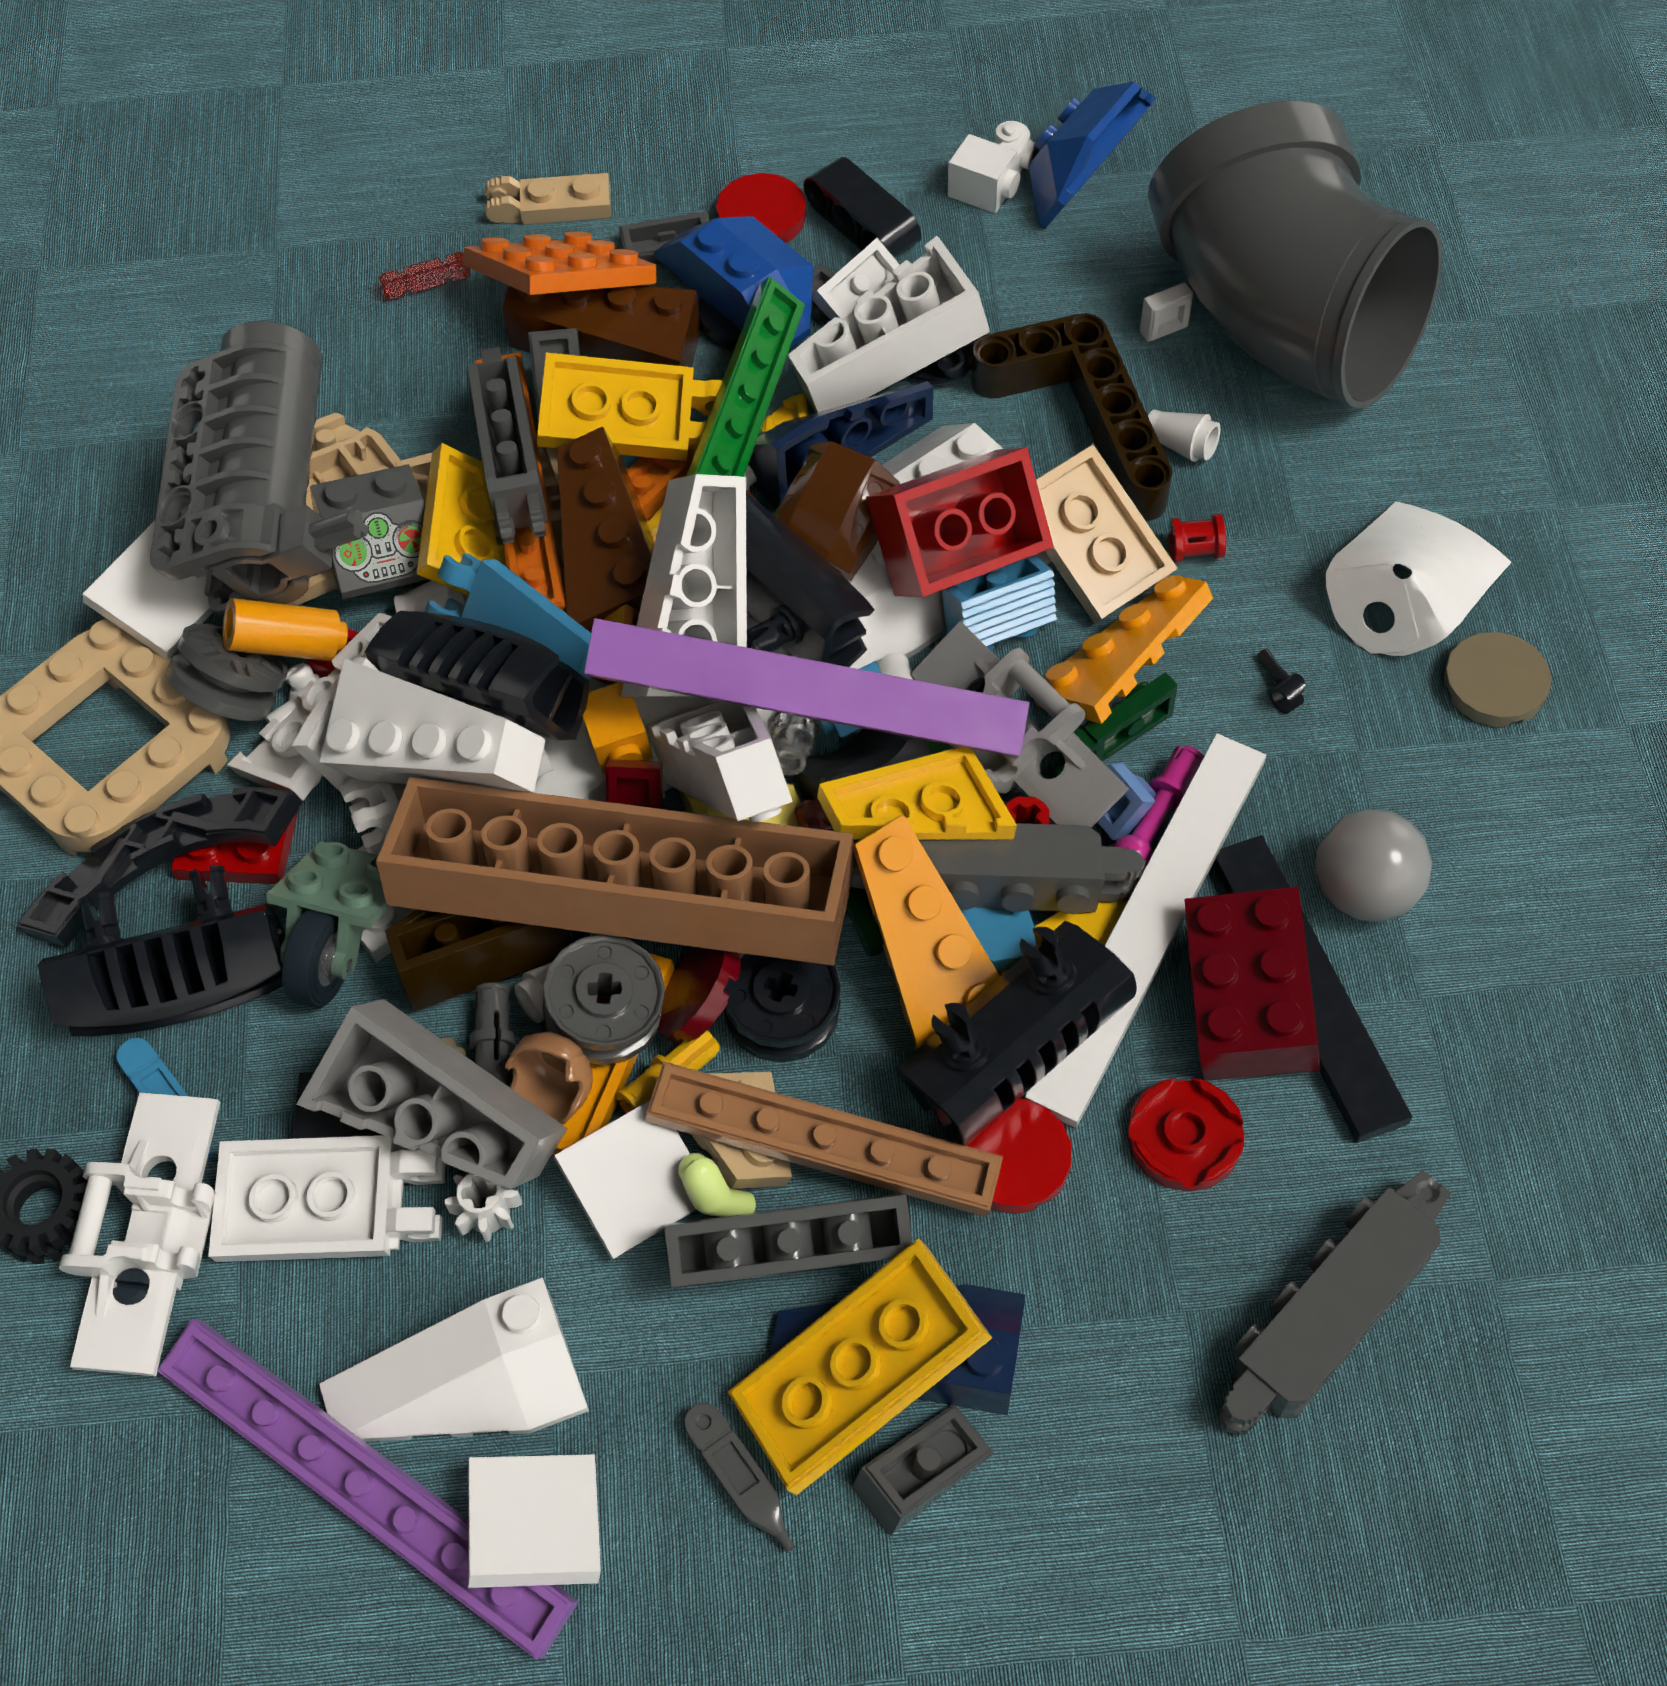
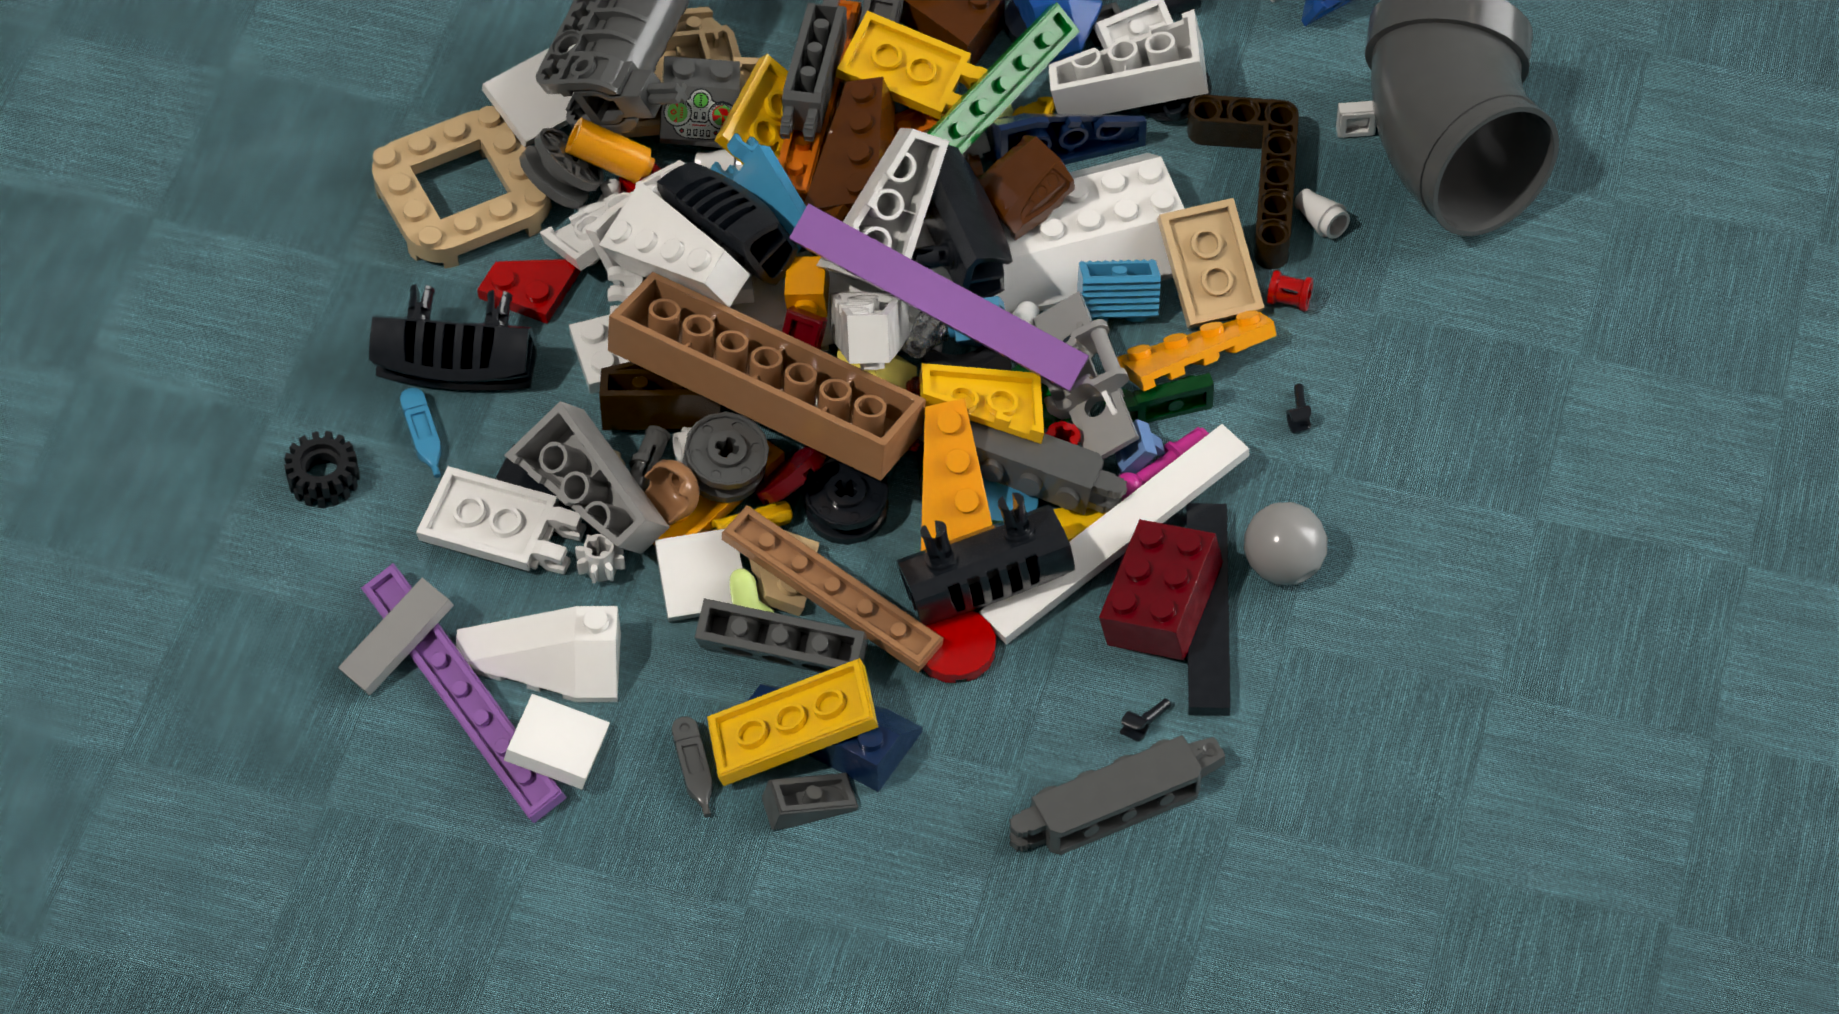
camera: 20 degrees right, 5 degrees down
(154, 838) = (474, 264): black tile -> none
(164, 1242) = (394, 511): white piece -> none
(234, 1437) = (396, 636): none -> light grey tile
(327, 905) = (568, 344): sand green plate -> none
(960, 522) = (1105, 221): red brick -> none
(1186, 1134) = (1076, 670): red tile -> none
(1302, 1187) = (1137, 726): none -> black hand
(1447, 578) = (1449, 365): white piece -> none
(1497, 679) = (1456, 456): dark tan tile -> none

